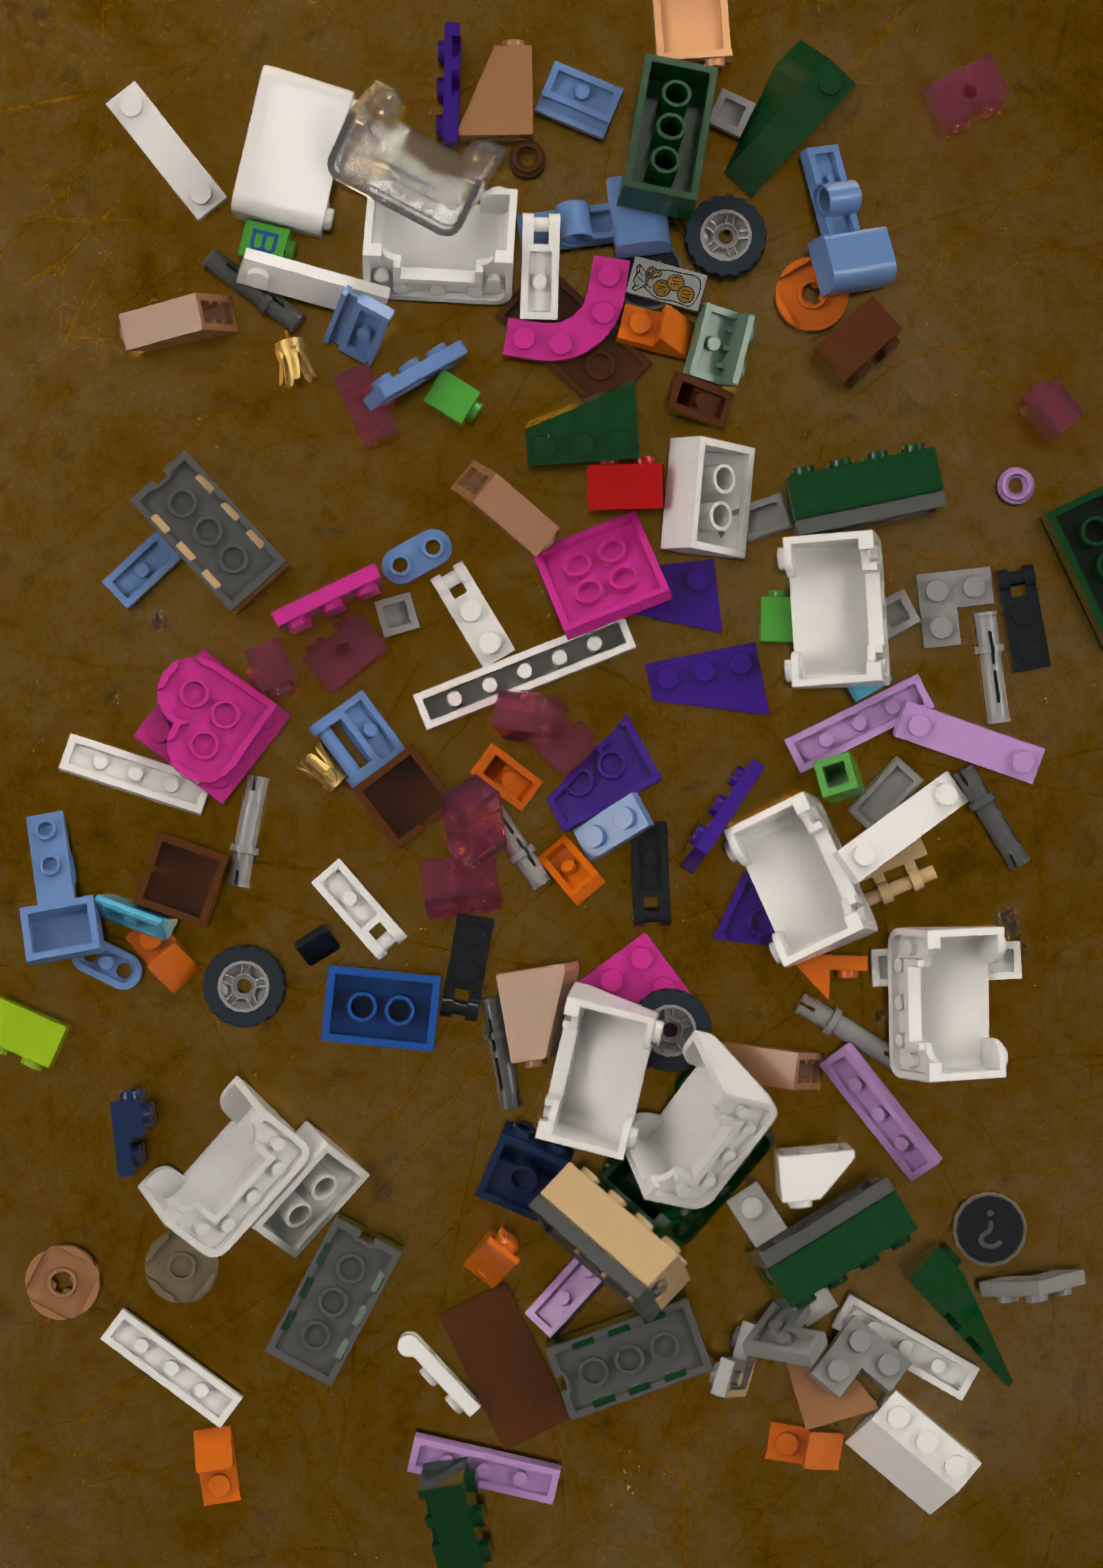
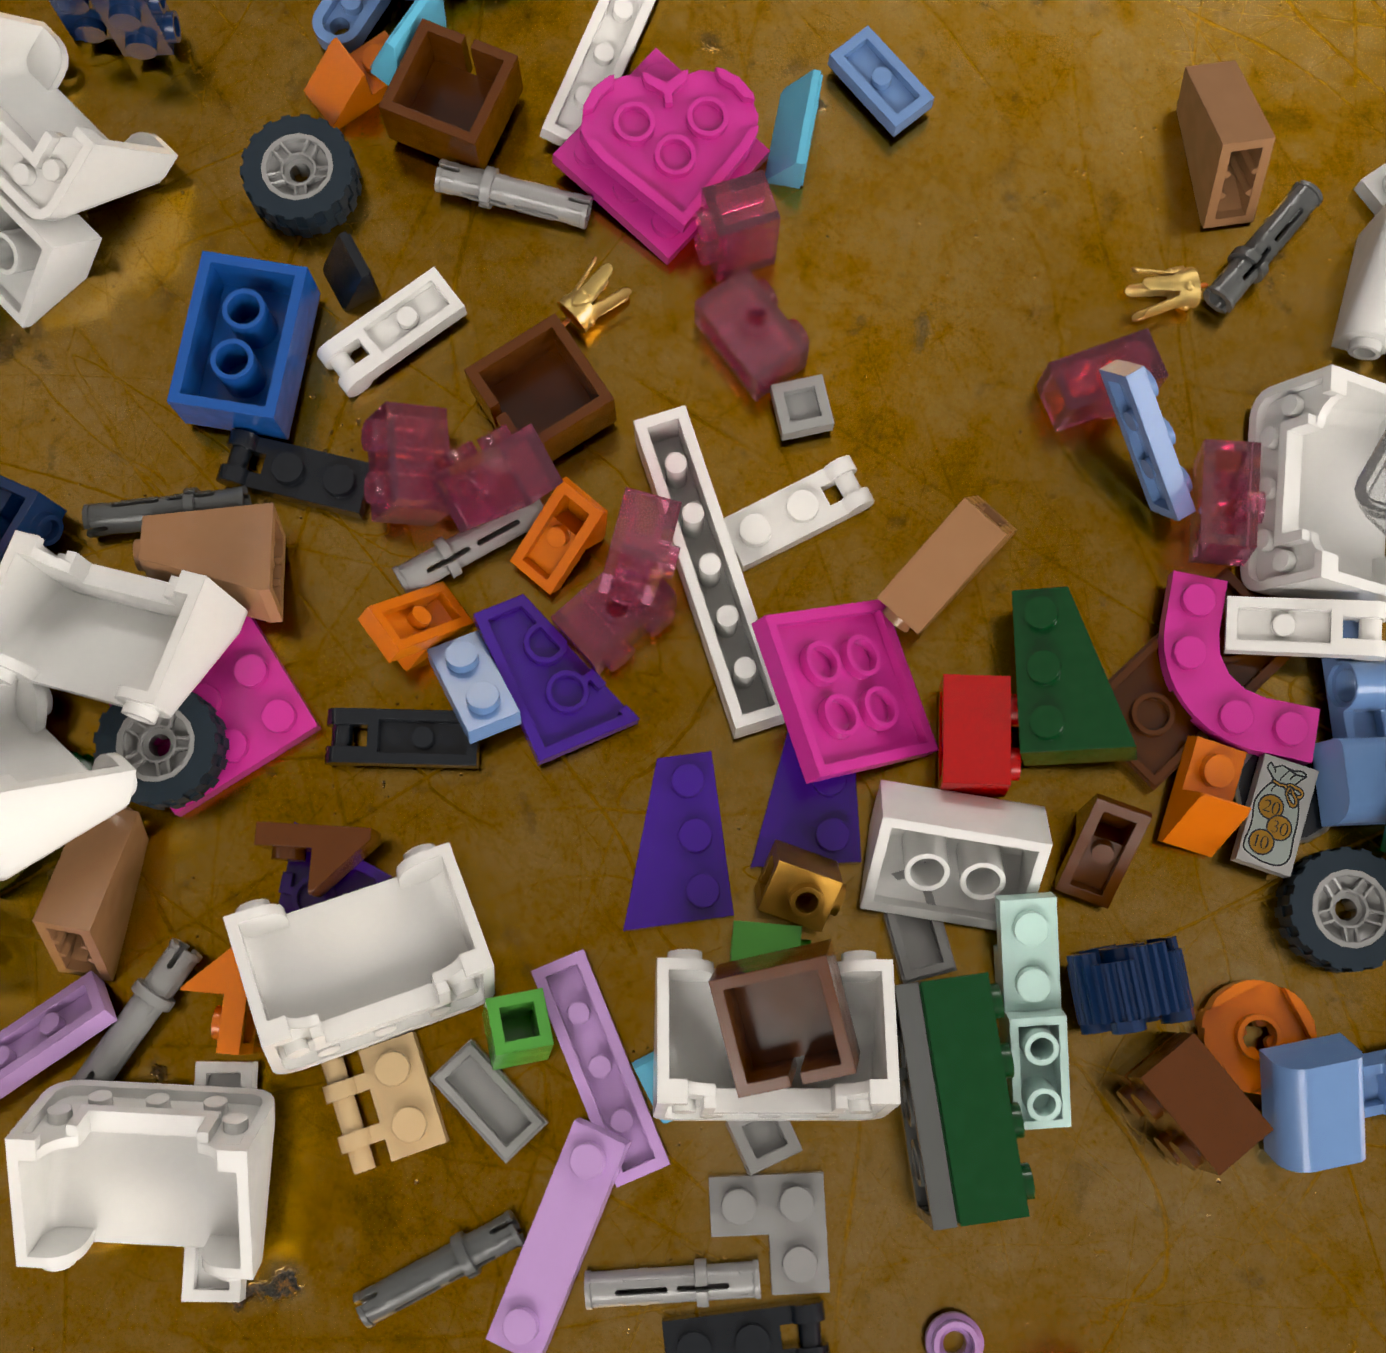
camera: 95 degrees right, 10 degrees down
(185, 632) = (794, 131): none -> medium azure slope
(210, 533) = (929, 155): dark grey piece -> none
(267, 239) = (1328, 262): bright green brick -> none
(302, 280) = (1276, 315): white plate -> none
(329, 600) = (831, 295): dark pink plate -> none
(359, 325) = (1219, 372): medium blue plate -> none
(367, 733) = (641, 353): medium blue plate -> none
(417, 557) = (880, 440): medium blue plate -> none
(453, 319) = (1226, 502): none -> clear pink brick
(453, 399) = (1108, 501): bright green brick -> none
(719, 345) = (1182, 890): sand green bracket -> none
(722, 812) = (481, 846): dark purple wing -> none
(730, 906) = (332, 849): none -> reddish brown slope
(734, 599) = (800, 886): none -> pearl gold brick
(785, 381) = (1130, 986): none -> dark blue brick
(804, 443) = (1033, 1017): none -> light aqua slope
(817, 605) = (782, 1010): none -> reddish brown piece
(900, 827) = (431, 1120): white plate -> none

